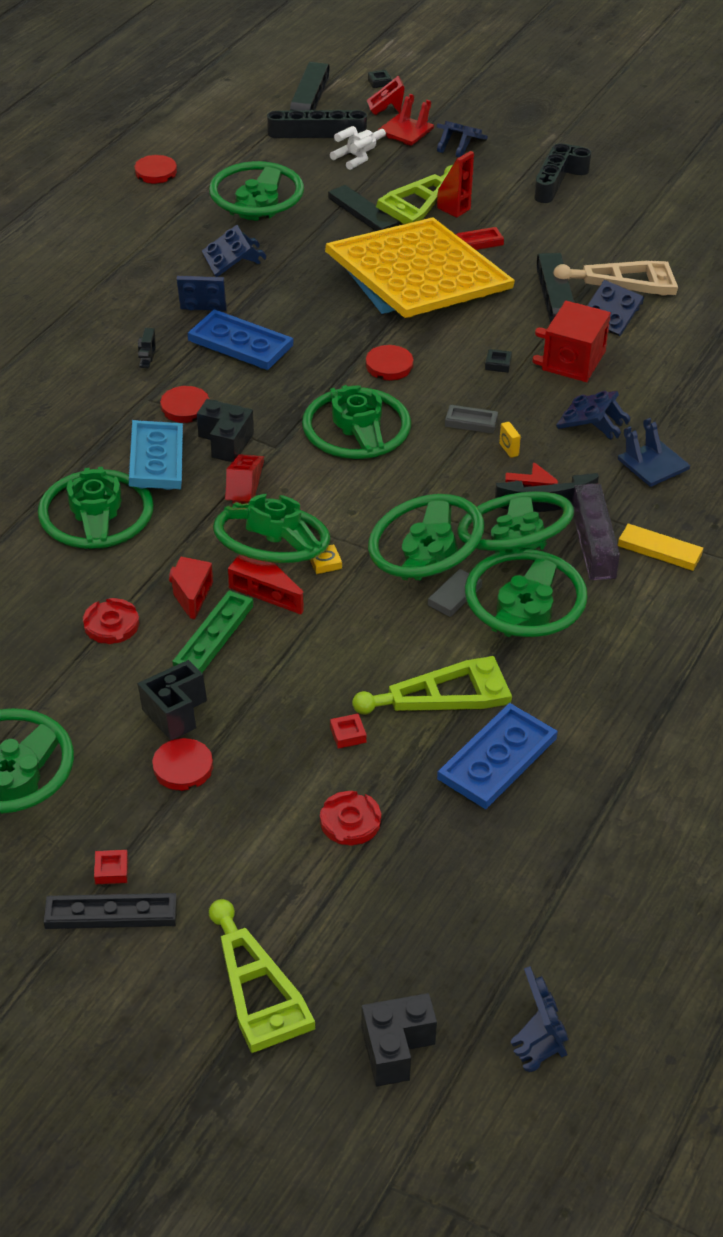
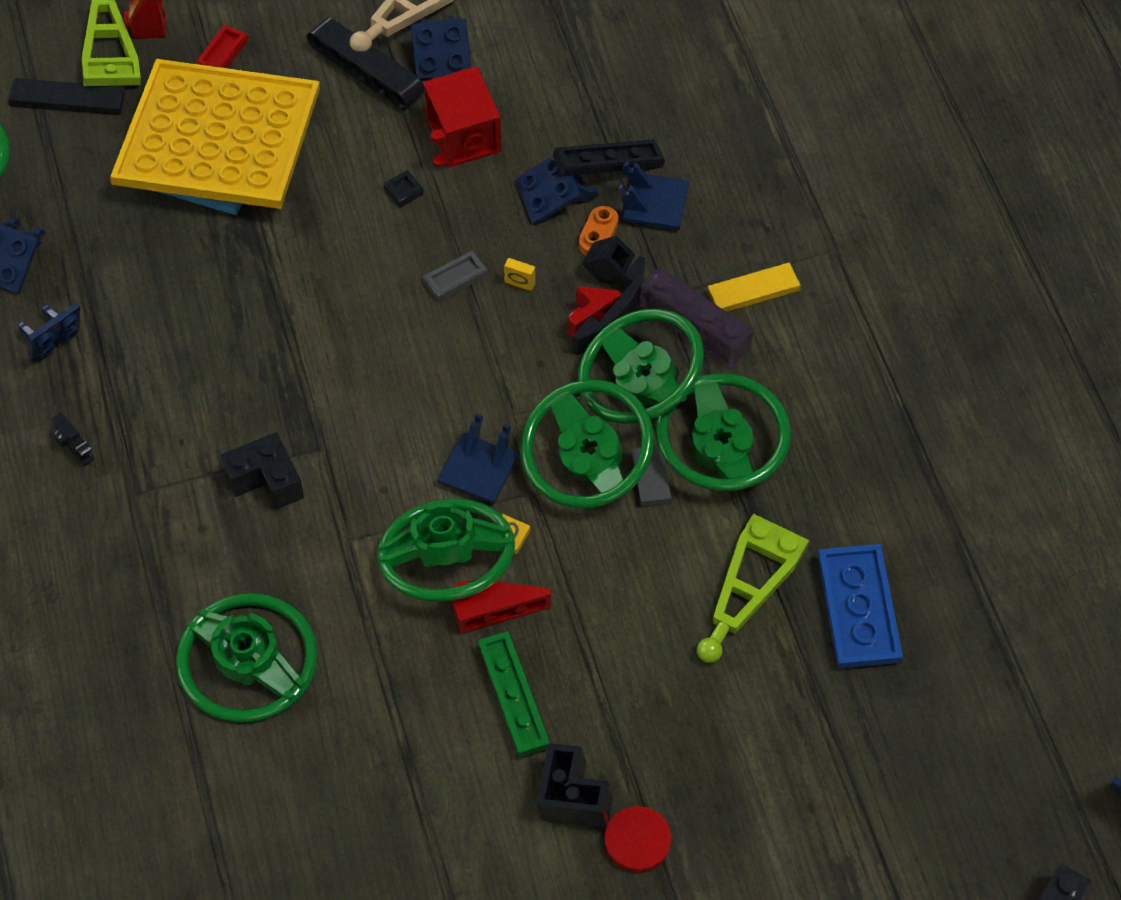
camera: 45 degrees left, 15 degrees up
(111, 621) = (407, 759): red tile -> none
(156, 455) = (237, 553): dark azure plate -> none
(182, 403) = (182, 471): red tile -> none
(191, 583) = (437, 663): red slope -> none
(240, 339) = (145, 354): blue plate -> none
(243, 478) = (343, 508): red slope -> none
(348, 731) = (728, 688): red plate -> none
(350, 818) = (816, 764): red tile -> none
(357, 511) = (478, 465): none -> dark blue plate
(358, 414) = (376, 363): green piece -> none
(389, 362) = (311, 268): red tile -> none
(575, 463) = (608, 259): none -> black brick
(593, 454) = (598, 227): none -> orange plate
(638, 410) = (607, 157): none -> black tile

